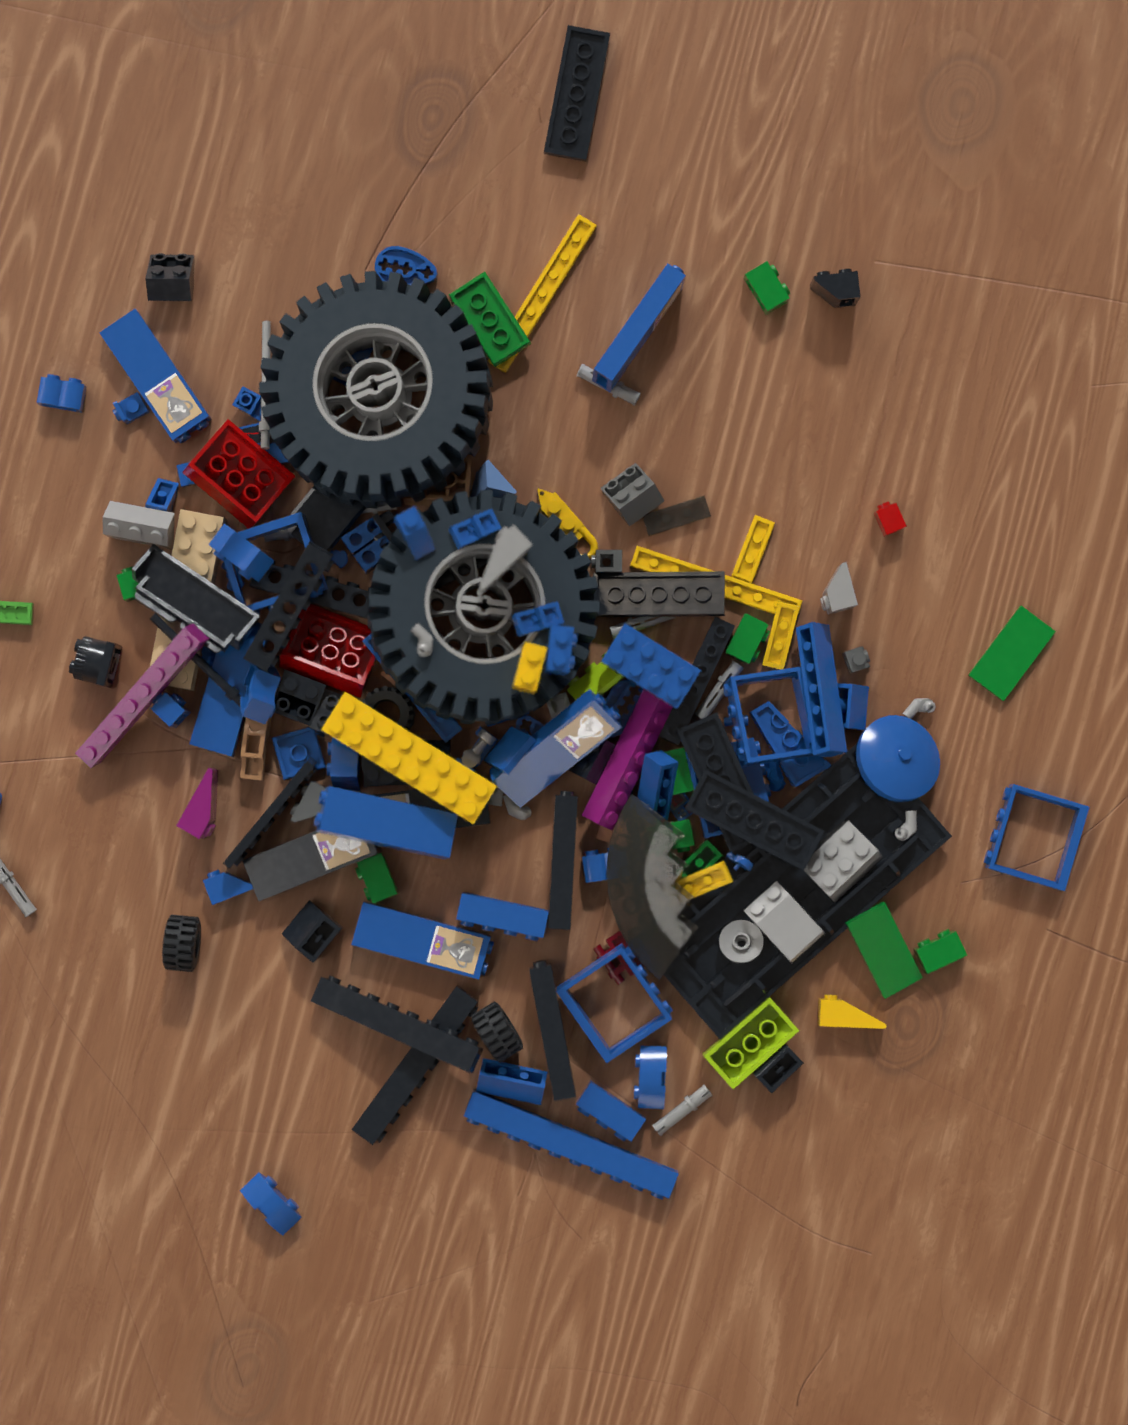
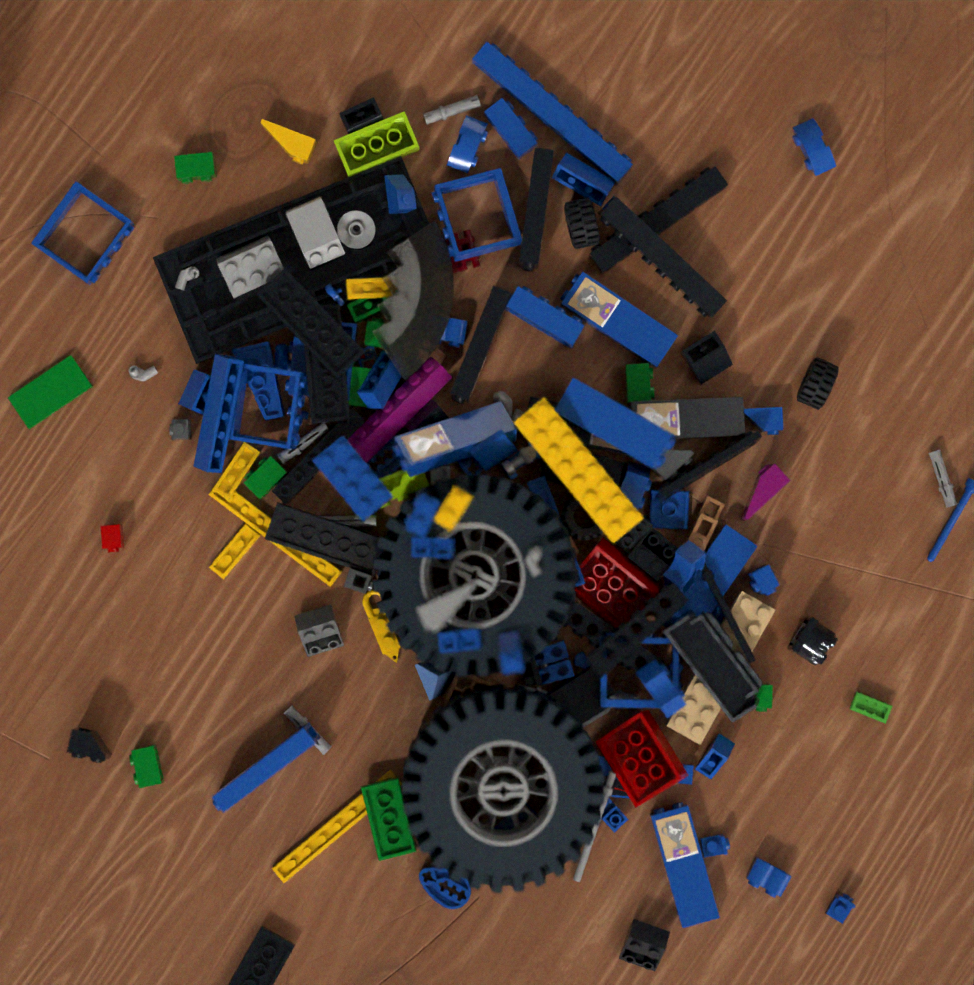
camera: 165 degrees left, 0 degrees up
(139, 524) = (738, 743): light grey slope -> none
(141, 695) = (783, 598): magenta brick -> none
(676, 516) = (288, 600): clear smoke tile -> none
(706, 995) = (399, 194): none -> blue slope
(839, 592) = (175, 490): light grey slope -> none
(884, 950) = (241, 183): green tile -> none
(898, 758) = (174, 336): blue dish -> none

